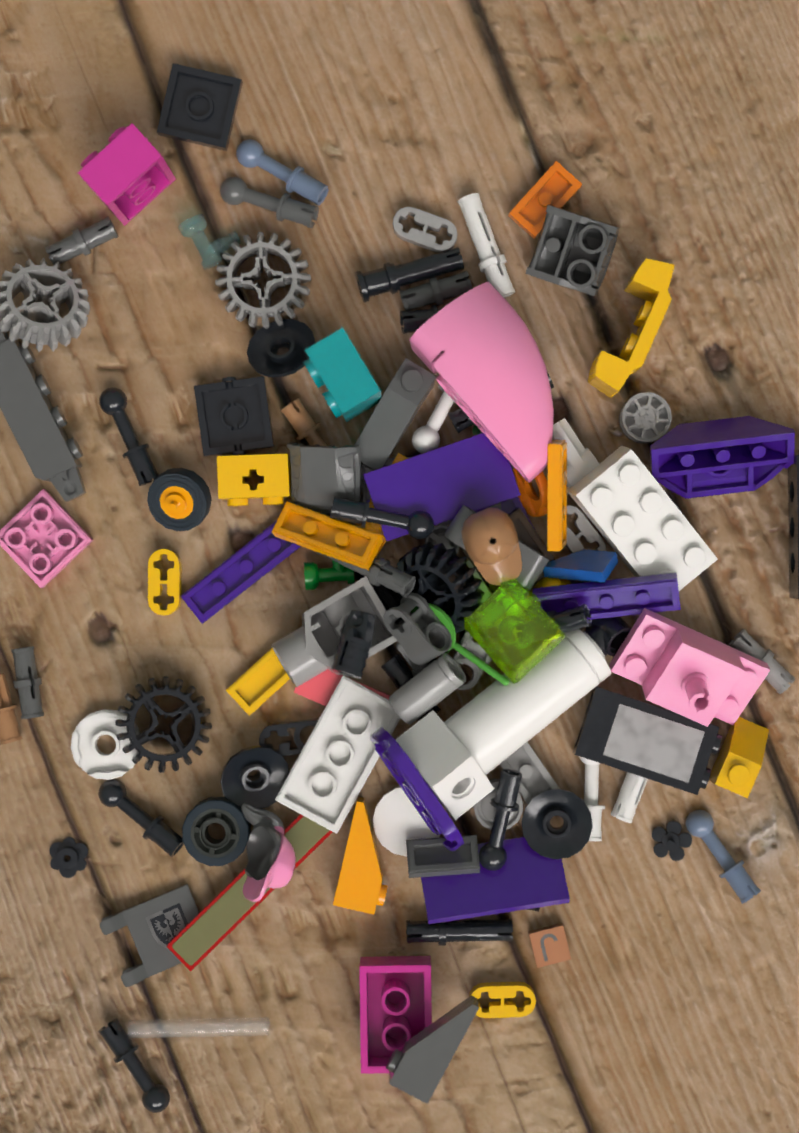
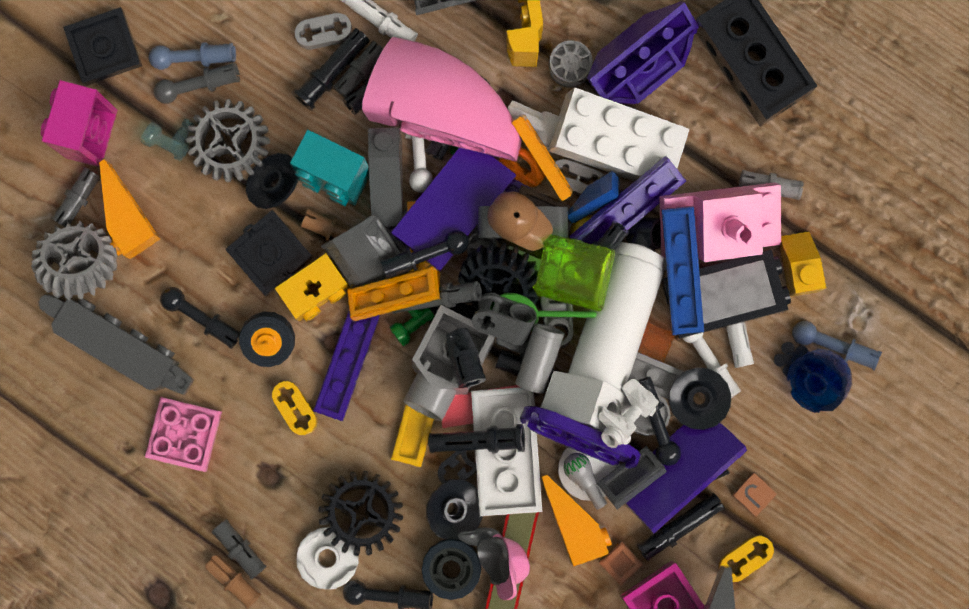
camera: 30 degrees left, 5 degrees down
(115, 294) = (124, 218): none -> light orange slope
(332, 736) = (492, 439): none -> black pin
(381, 928) = (621, 563): none -> nougat tile
(397, 817) = (579, 470): none -> light grey piece
(460, 810) = (620, 427): none -> white piece
(551, 742) = (656, 342): none -> clear orange tile
(620, 693) = (682, 270): none -> blue tile
(683, 881) = (820, 380): none -> clear blue cylinder

